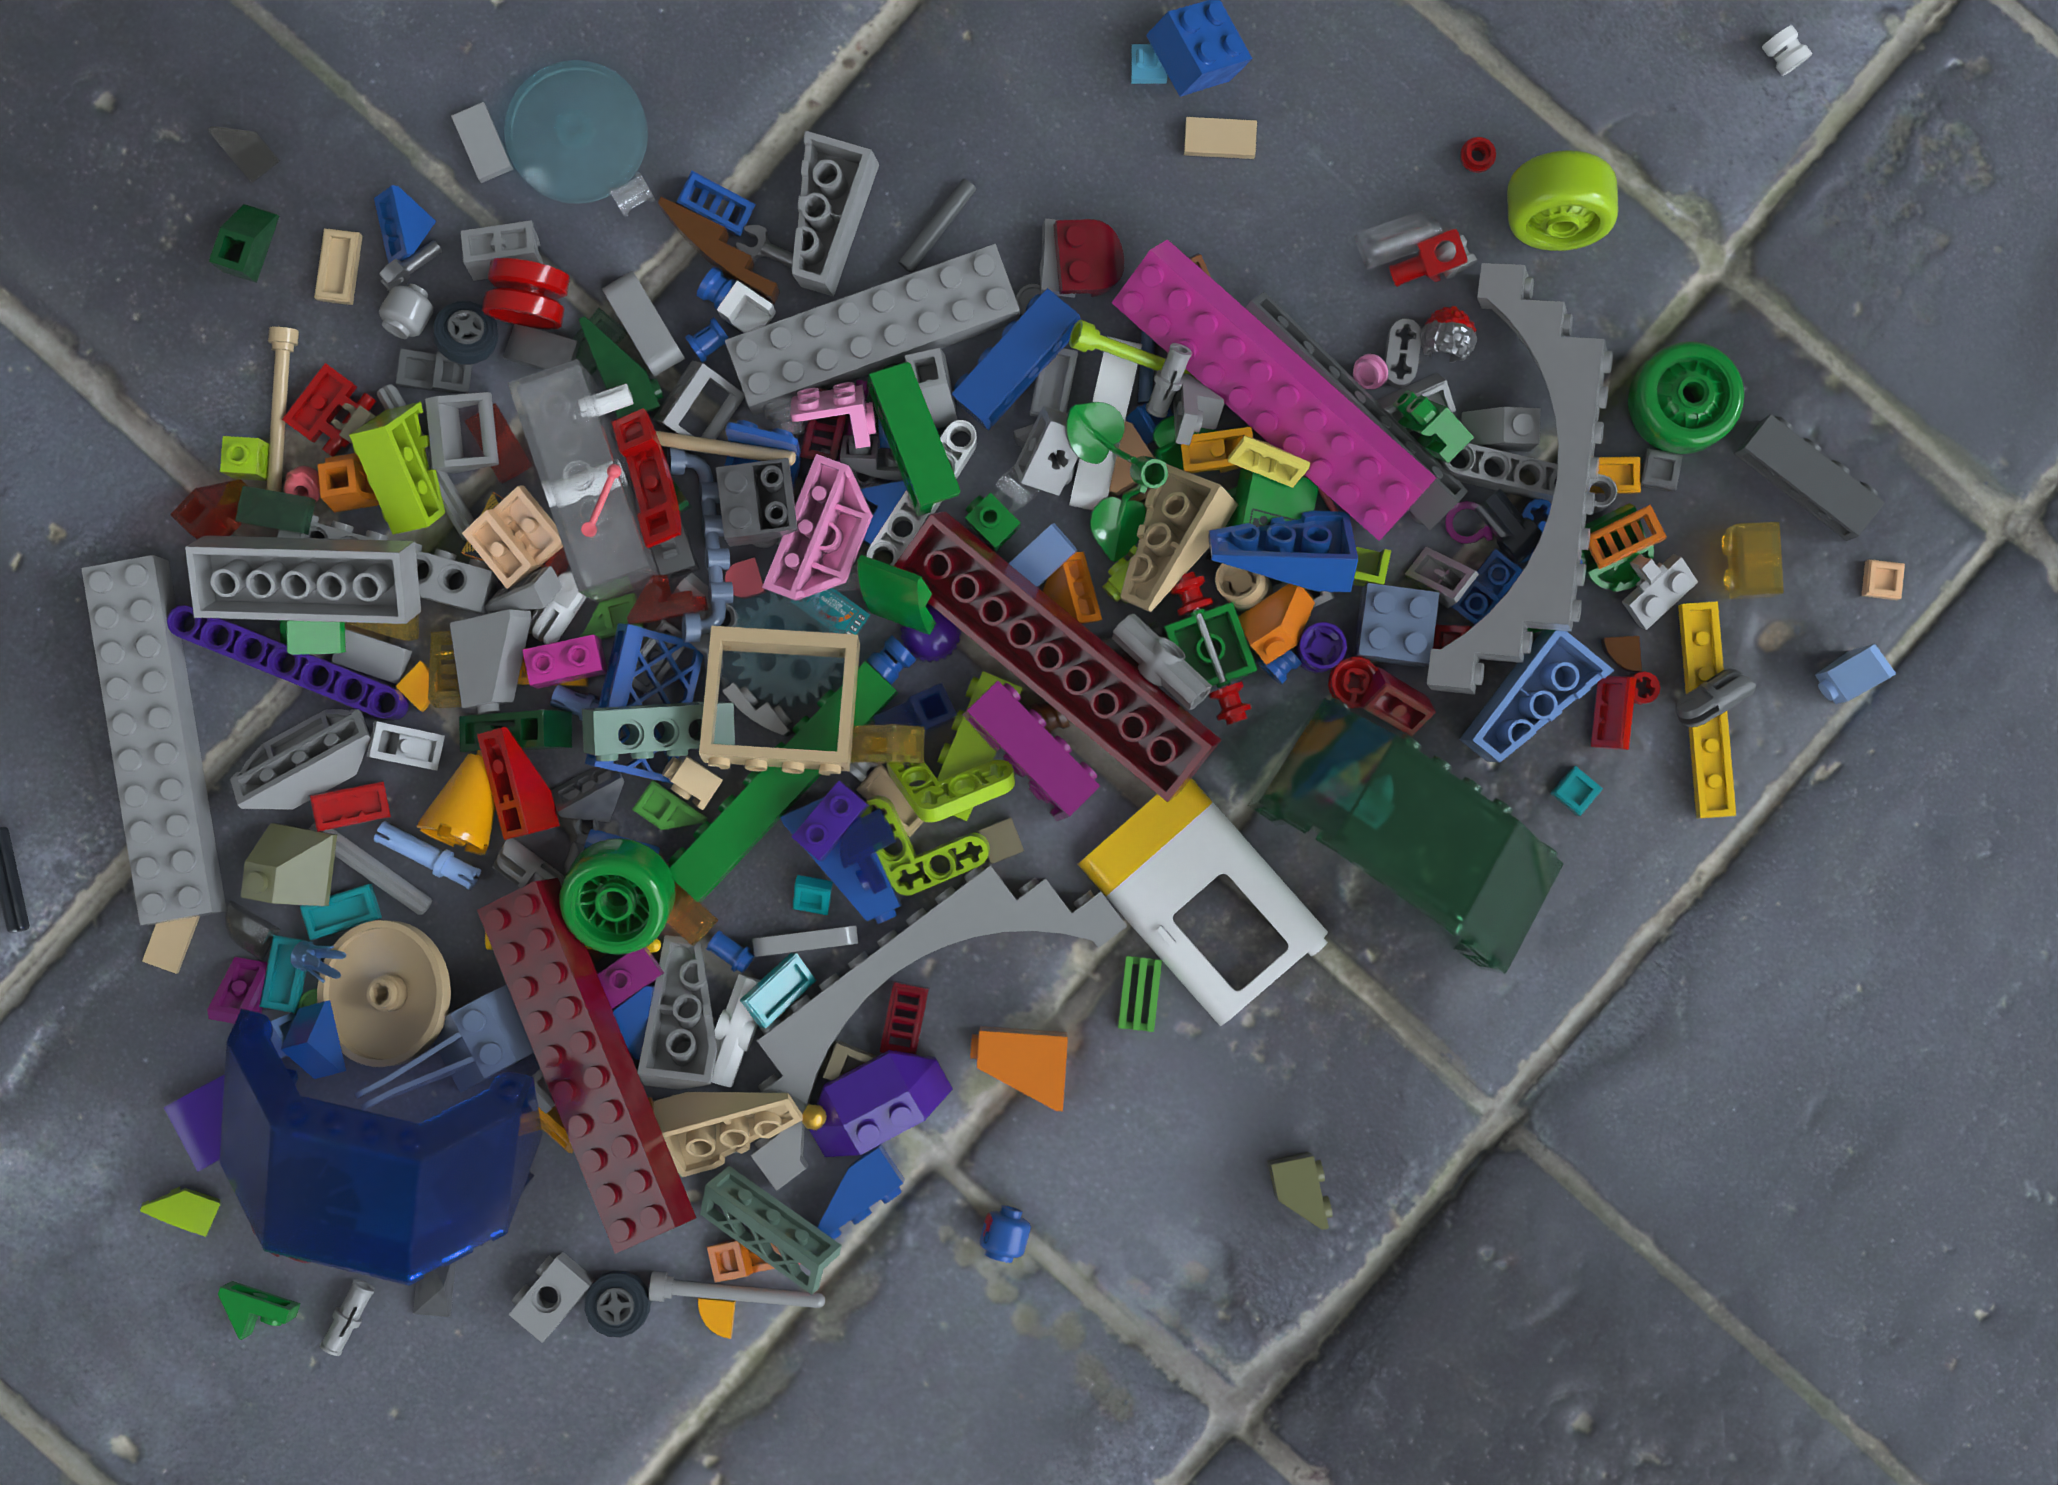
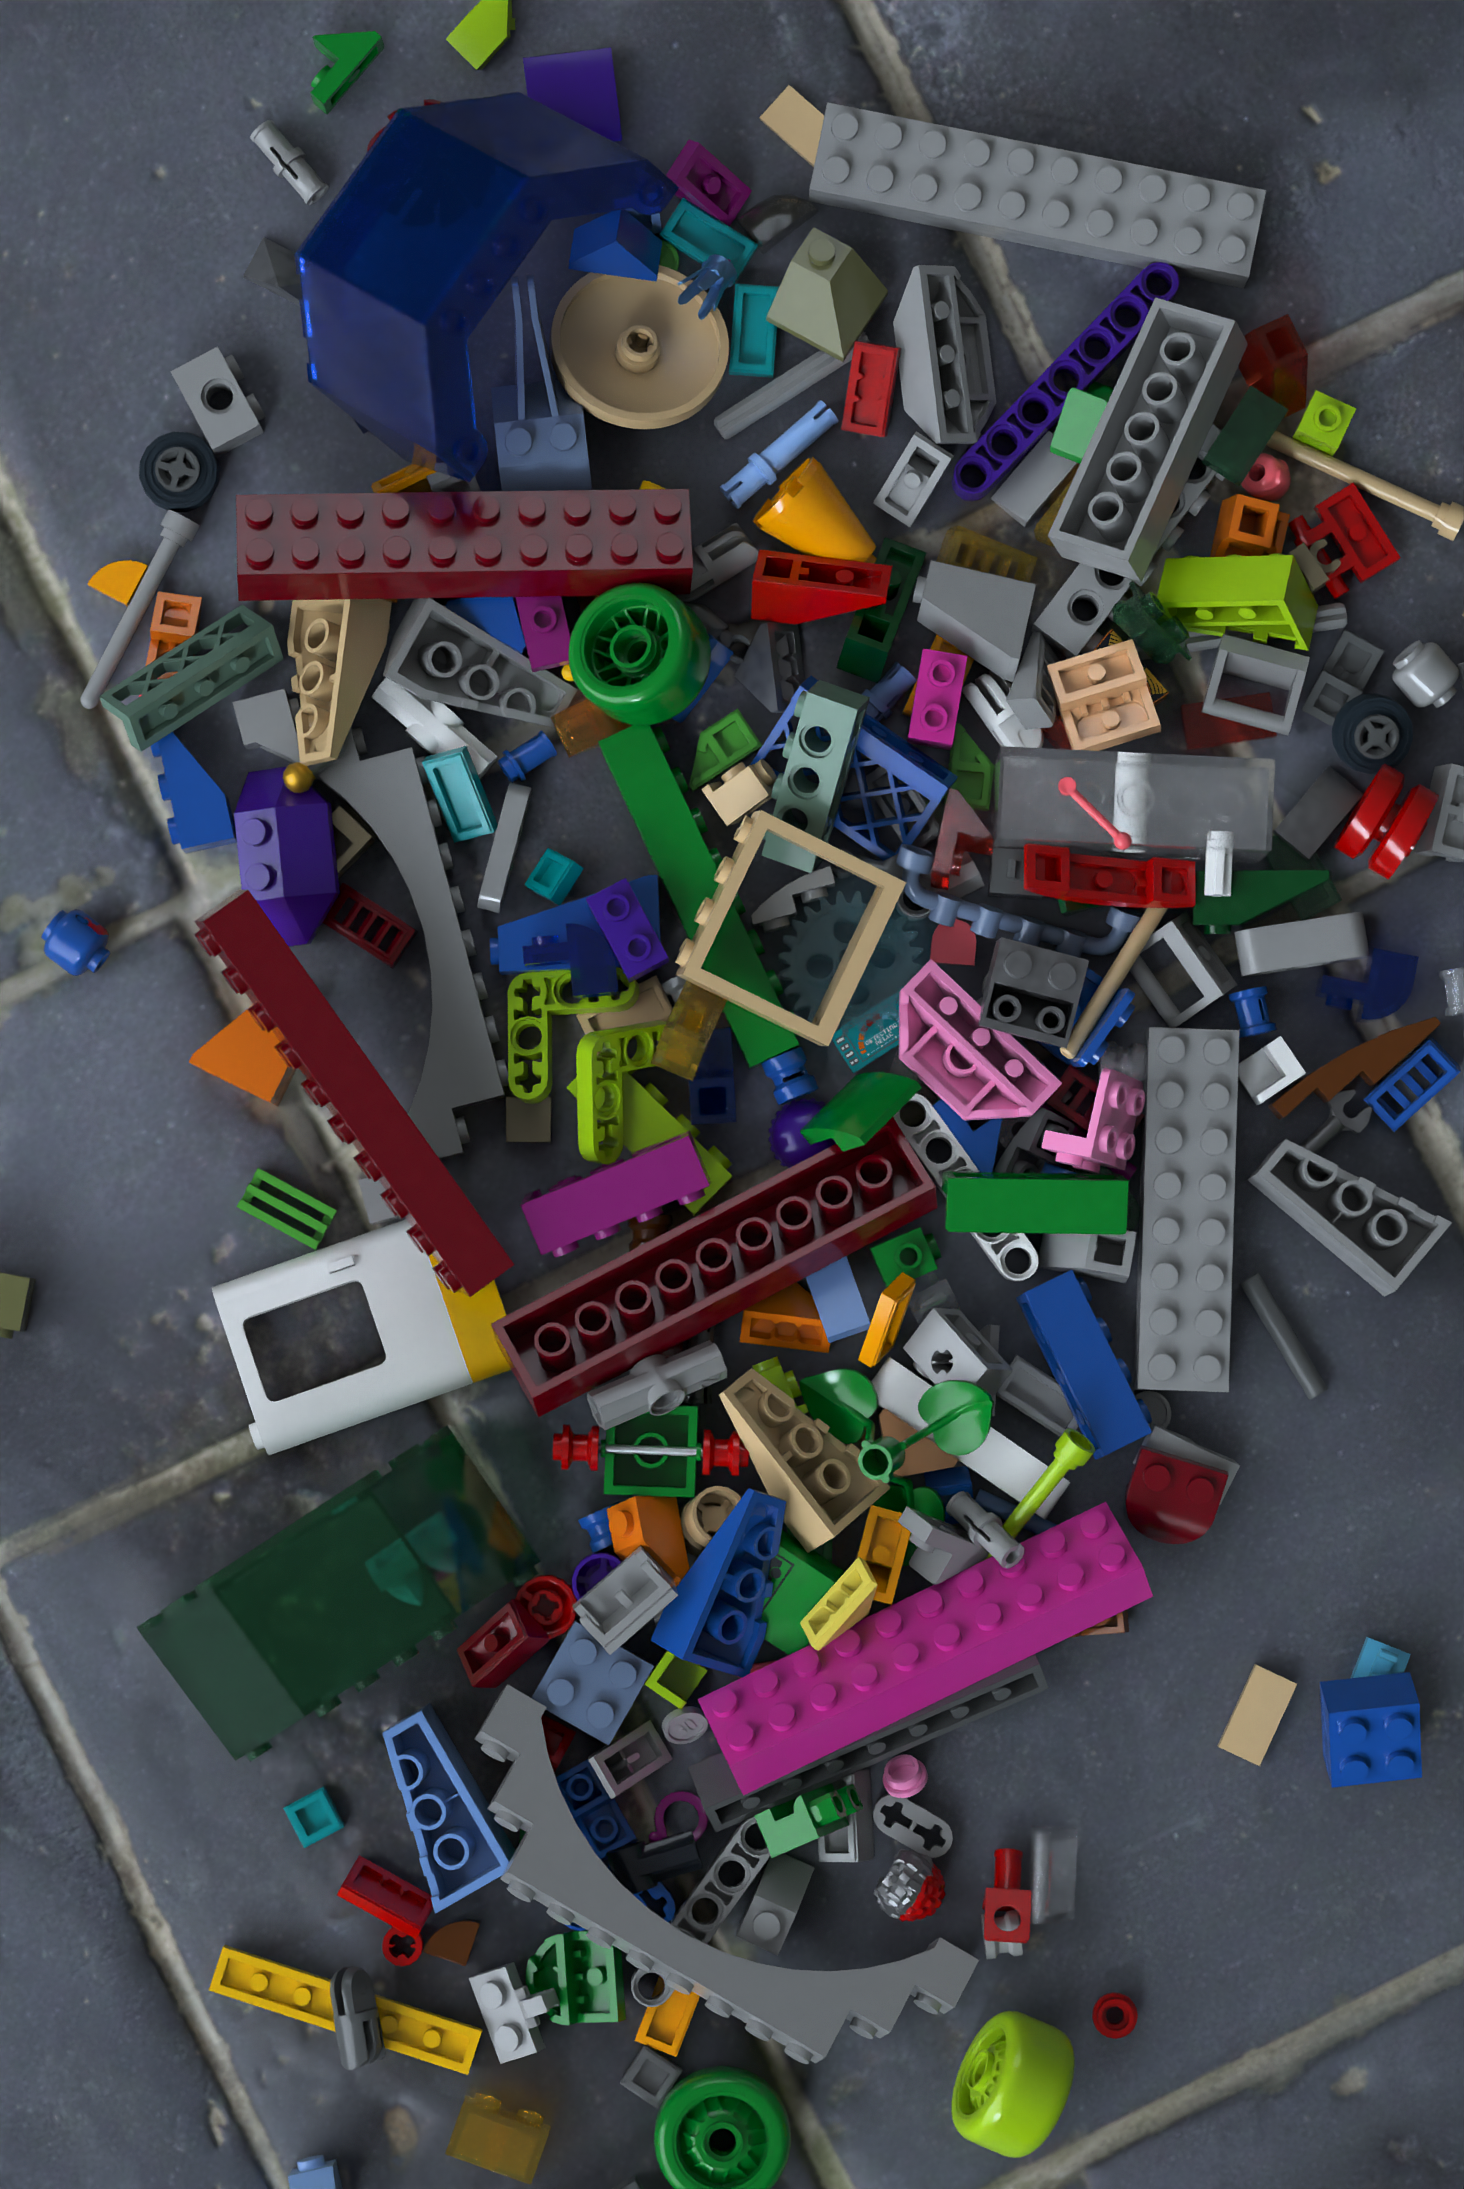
camera: 115 degrees right, 0 degrees up
(415, 686) = (981, 517): light orange tile -> none
(447, 526) = (1163, 635): none -> clear green hinge
(653, 250) = (1383, 991): none -> clear blue brick
(715, 287) = (1309, 1046): blue wheel -> none
(1035, 976) = (353, 1092): none -> dark red brick
(1043, 513) = (887, 1320): none -> light orange tile
(1330, 619) = (625, 1600): none -> light grey hinge
(1400, 546) = (684, 1725): none -> light grey piece
(1653, 524) = (585, 2033): orange slope -> none

